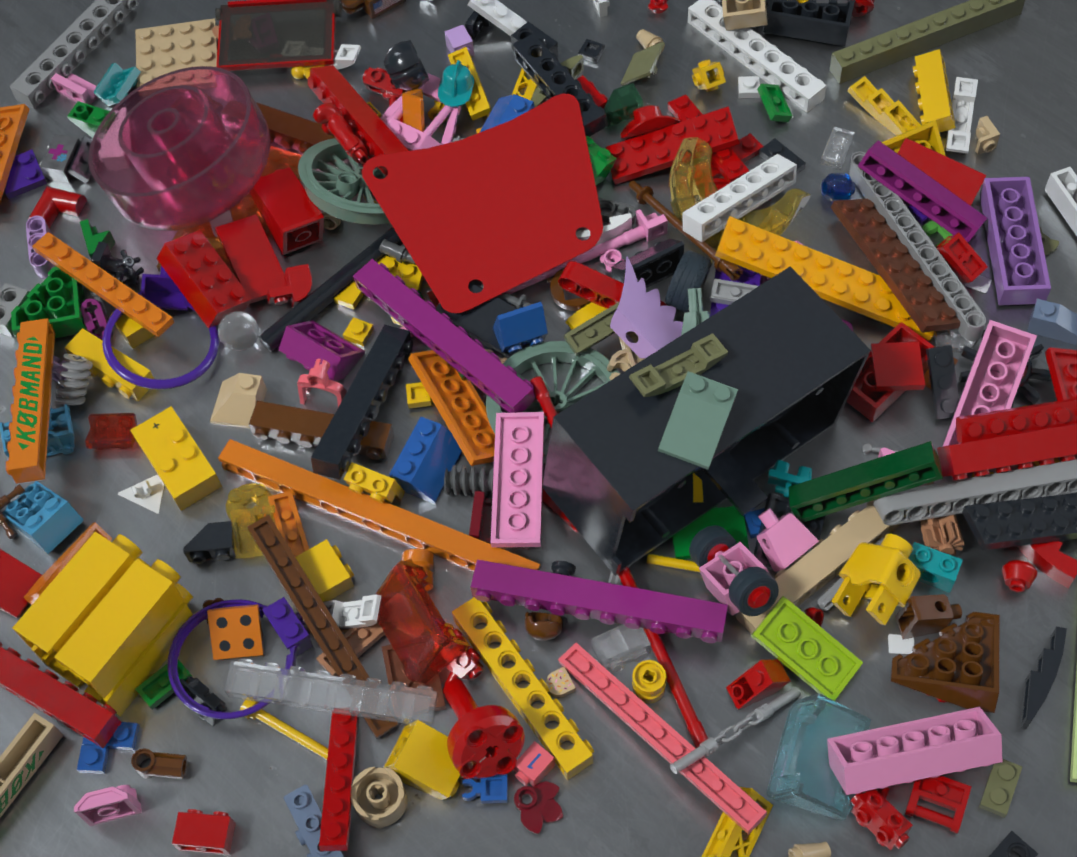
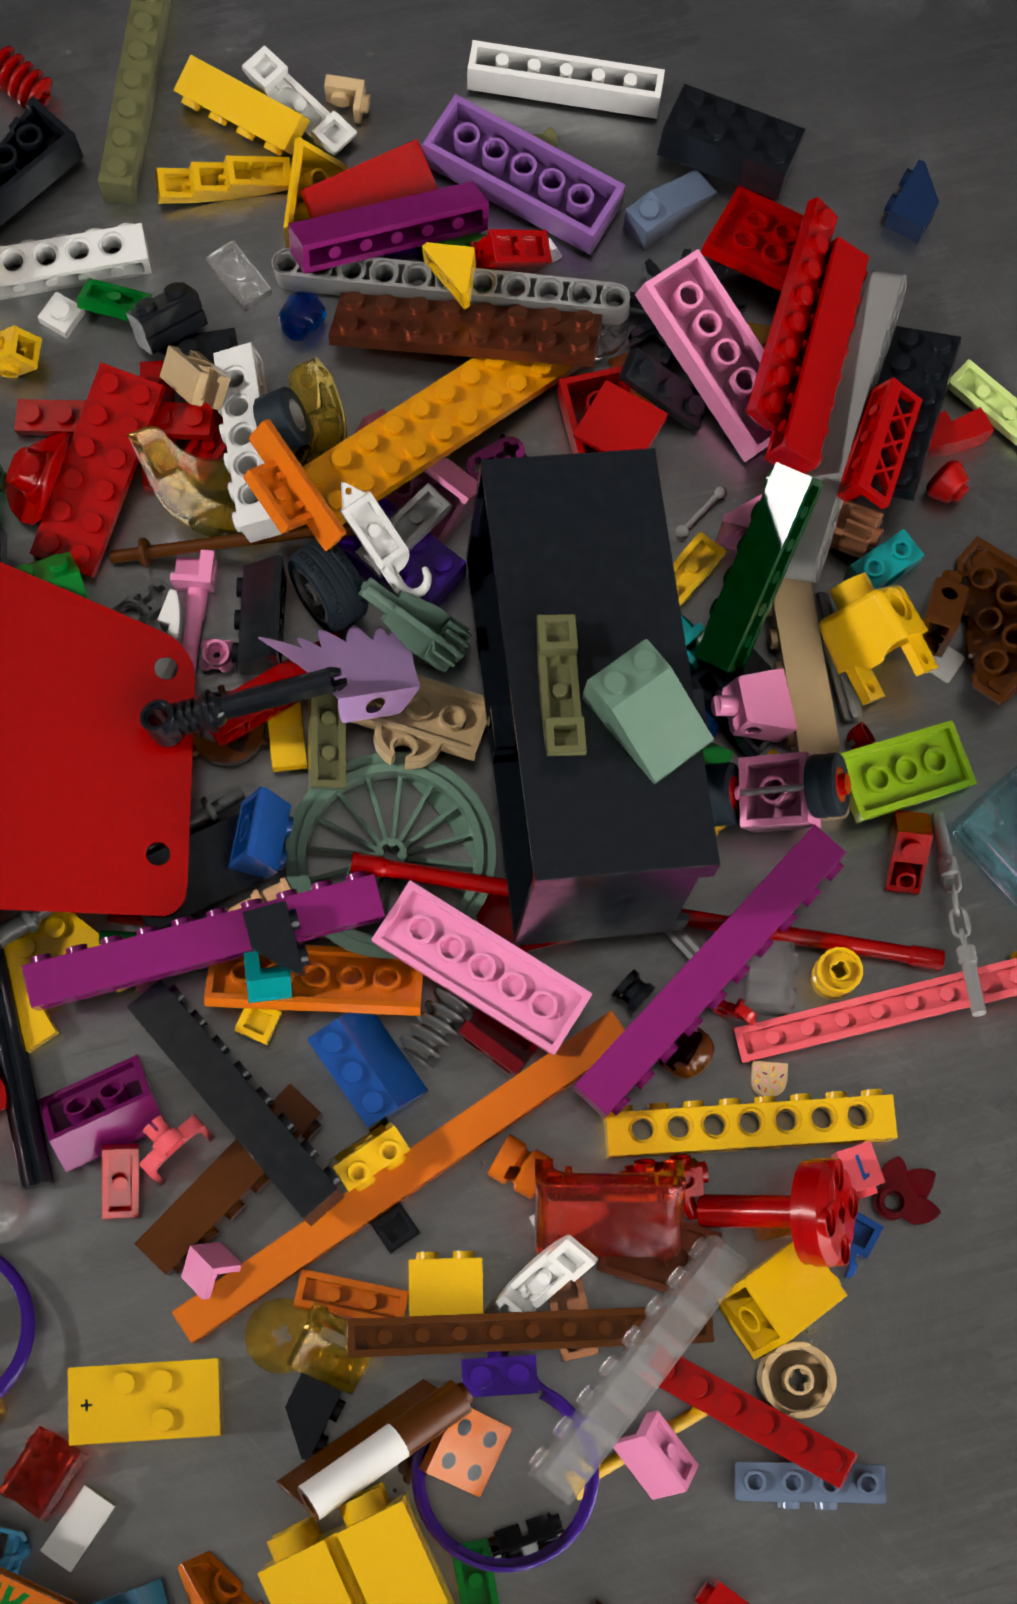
camera: 70 degrees left, 15 degrees up
(91, 467) = (78, 1528): none -> white tile
(146, 493) = (166, 1469): white piece -> none
(203, 568) = (375, 1446): none -> door
(238, 400) = (107, 1270): tan slope -> none
(265, 441) = (205, 1266): none -> bright pink panel
(286, 378) = (120, 1181): none -> plate
(288, 741) = (657, 1457): none -> bright pink panel
(344, 530) = (395, 1228): none -> black tile
(358, 331) = (101, 1047): yellow plate -> none
(436, 374) = (265, 983): none -> teal panel
(462, 358) = (274, 937): none -> black slope
(569, 258) = (171, 721): none -> black piece
(586, 635) = (738, 1010): none -> red piece
(716, 217) = (288, 491): none -> orange bracket
(728, 275) = (380, 539): none -> white plate
(756, 153) = (194, 377): none -> tan piece
(759, 198) = (286, 414): none -> black wheel
(783, 126) = (167, 317): none -> black brick
(830, 460) = (696, 564): none -> yellow plate
(922, 231) = (453, 267): none -> yellow slope
(997, 499) = (872, 437): none -> red fence

